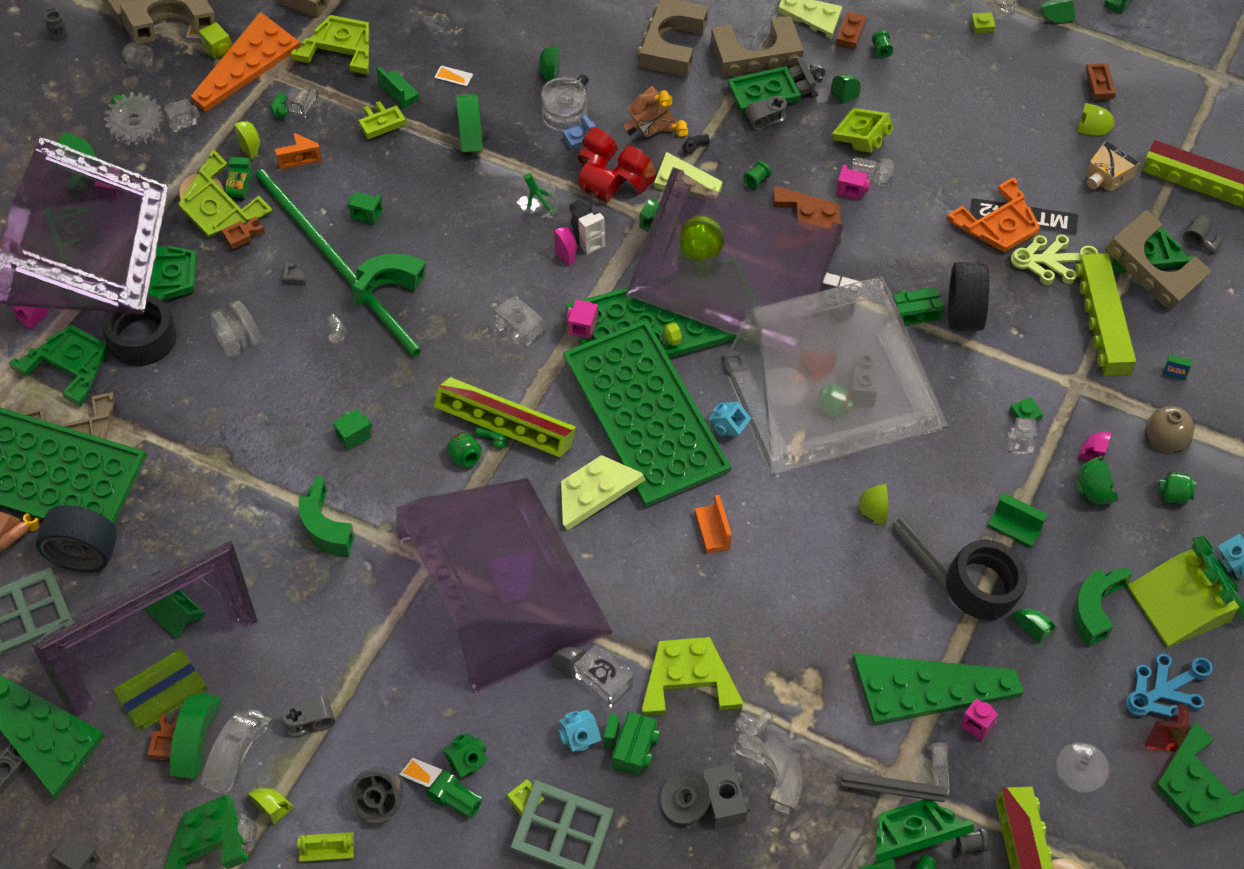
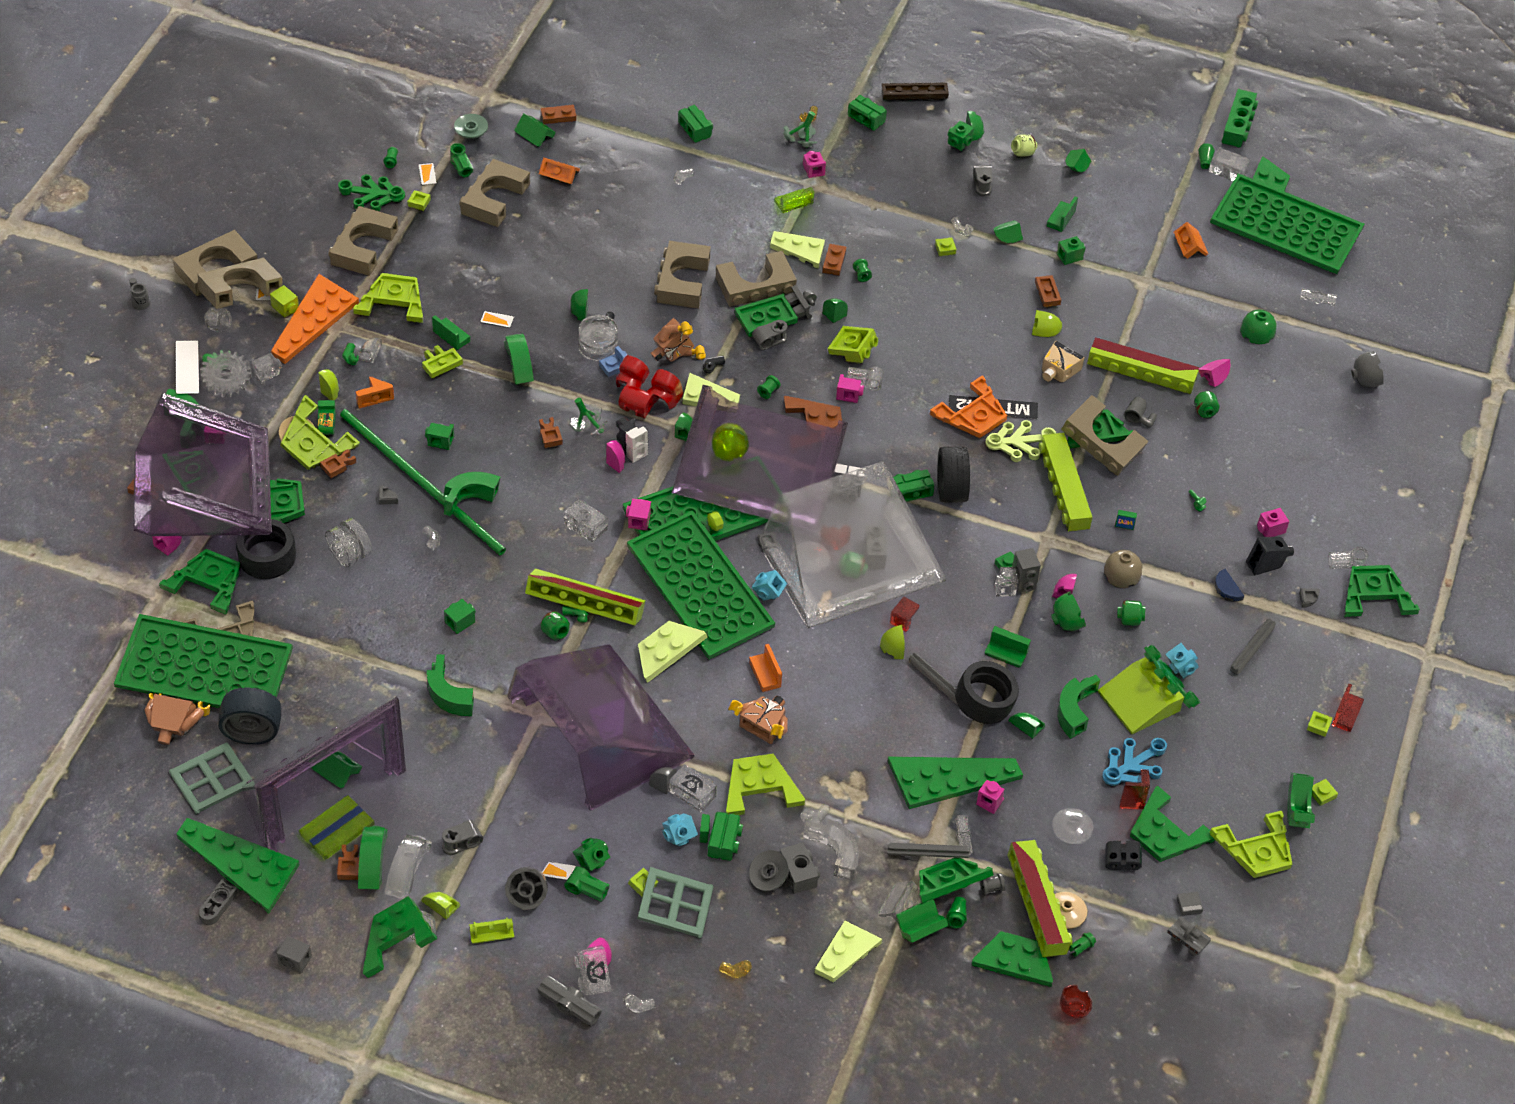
camera: 10 degrees left, 5 degrees down
(92, 109) = (187, 367): none -> white sticker
(493, 214) = (549, 434): none -> dark orange plate
(702, 589) = (762, 717): none -> nougat torso
(891, 466) = (903, 613): none -> clear red panel
(1049, 423) = (1027, 569): none -> dark grey brick
(1131, 35) = (1071, 250): none -> green brick
(1146, 816) = (1123, 855): none -> black piece

